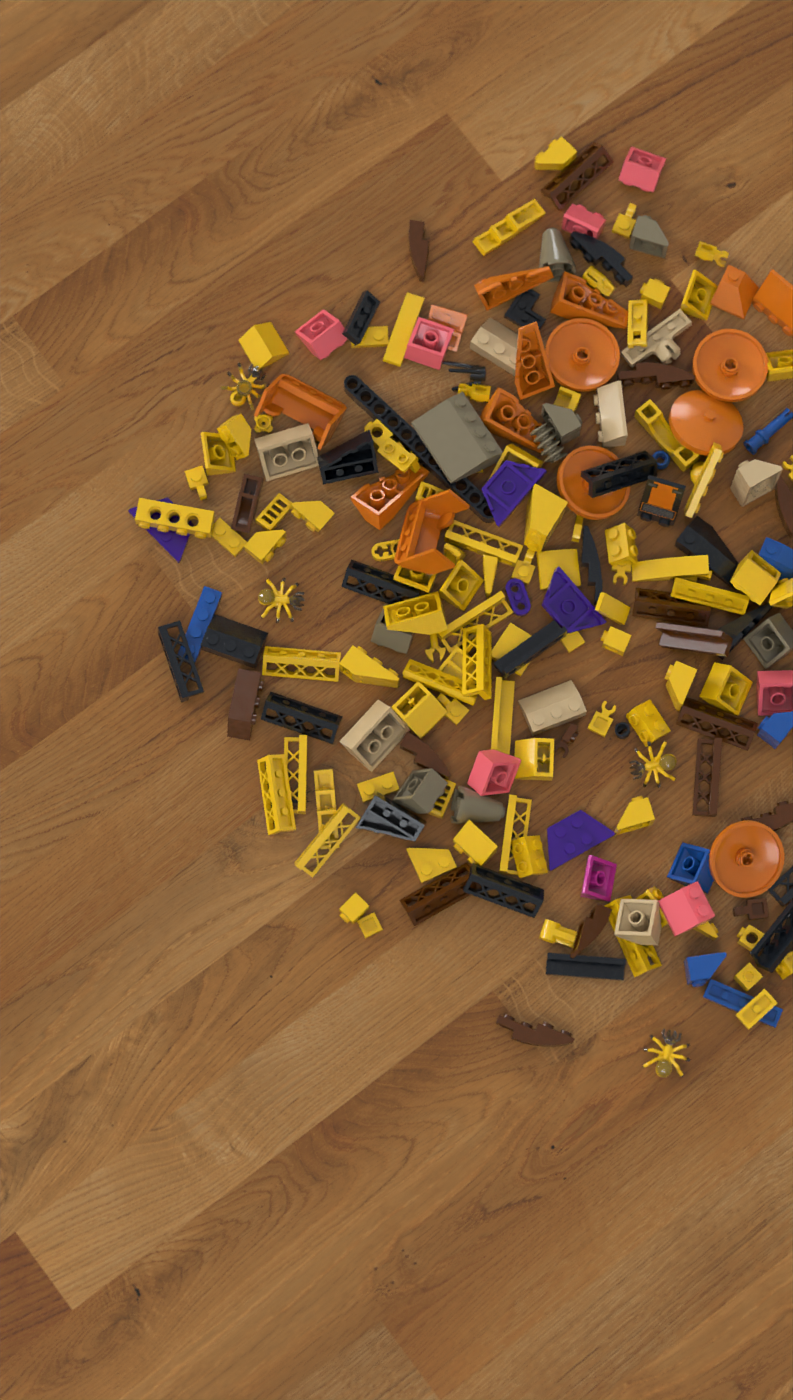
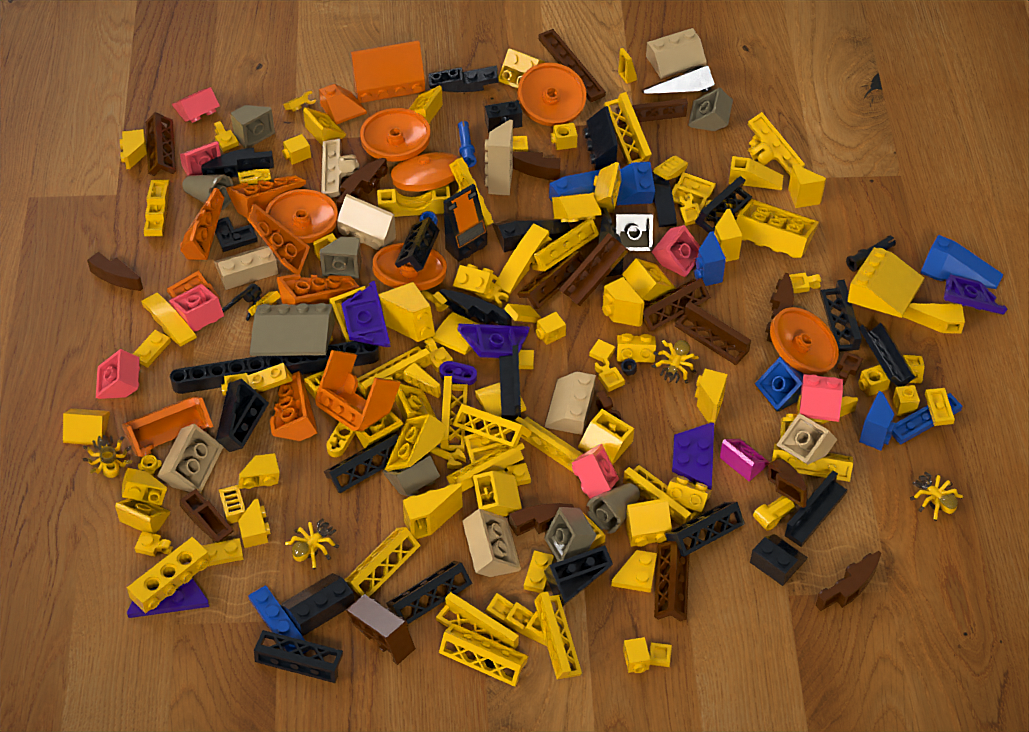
camera: 55 degrees left, 25 degrees down
(361, 317) = (131, 339): black plate -> none
(519, 963) = (777, 558): none -> black slope
(548, 443) = (351, 275): dark tan piece -> none
(625, 697) = (602, 350): none -> yellow tile
(637, 323) = (310, 170): yellow plate -> none

